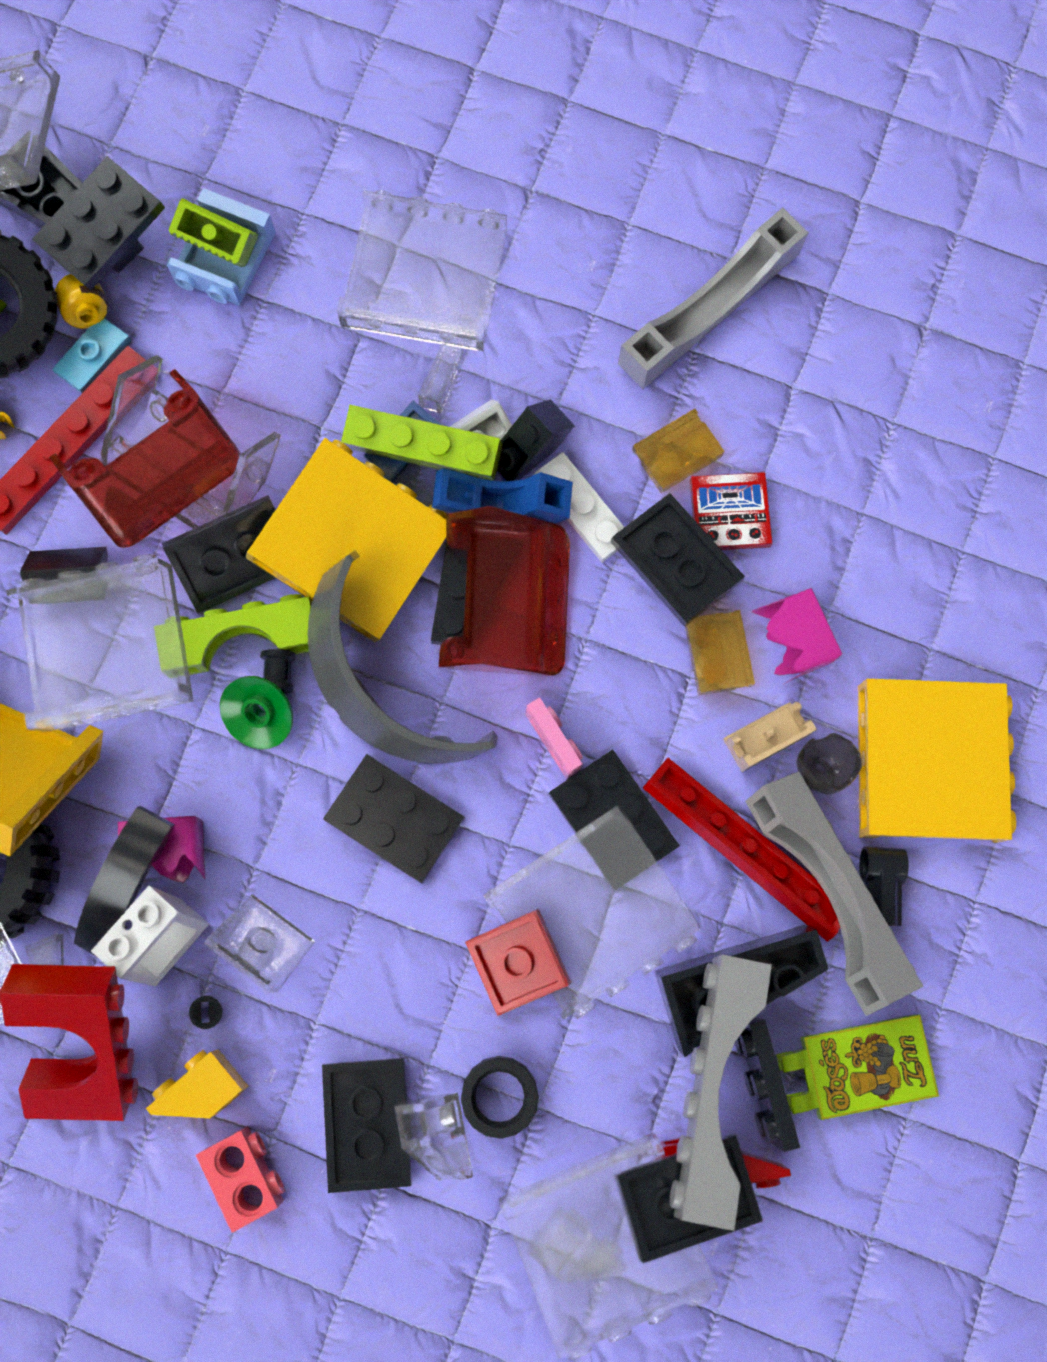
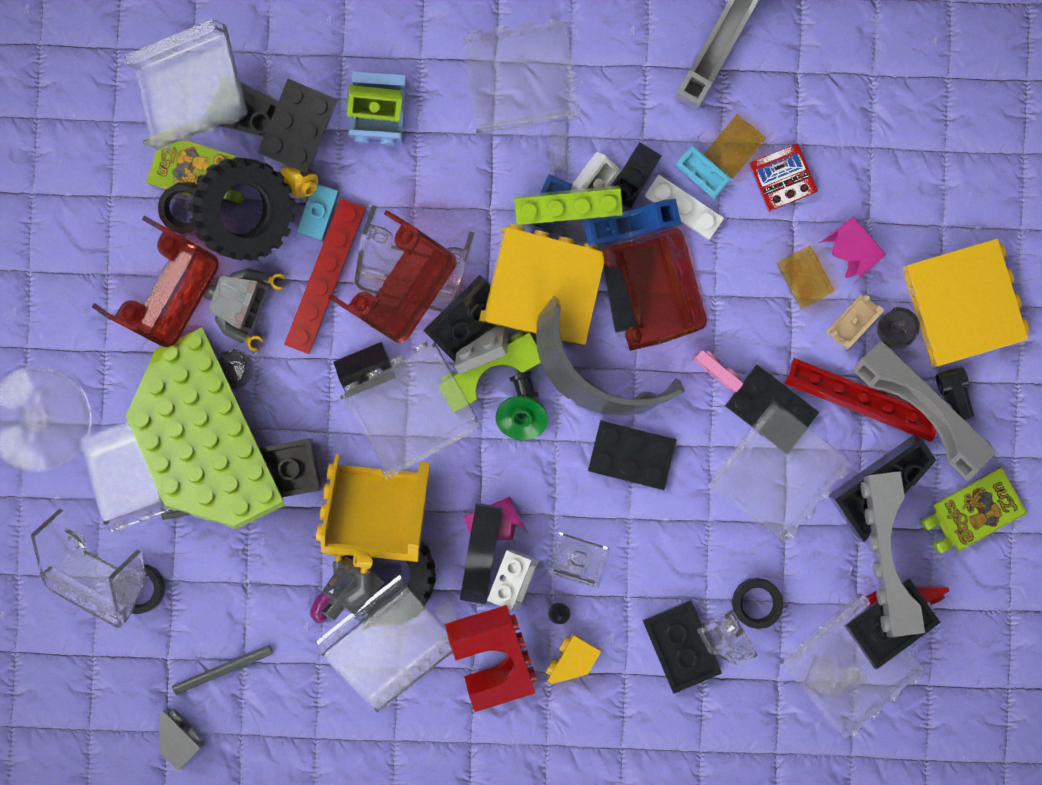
camera: 15 degrees left, 10 degrees up
(229, 1182) = (613, 706): coral brick -> none
(234, 599) = (483, 350): none -> light grey wing
(518, 962) = (741, 518): tile -> none
(623, 468) = (703, 172): none -> medium azure plate
(677, 559) = (759, 225): black plate -> none
(766, 1084) = (917, 541): black plate -> none

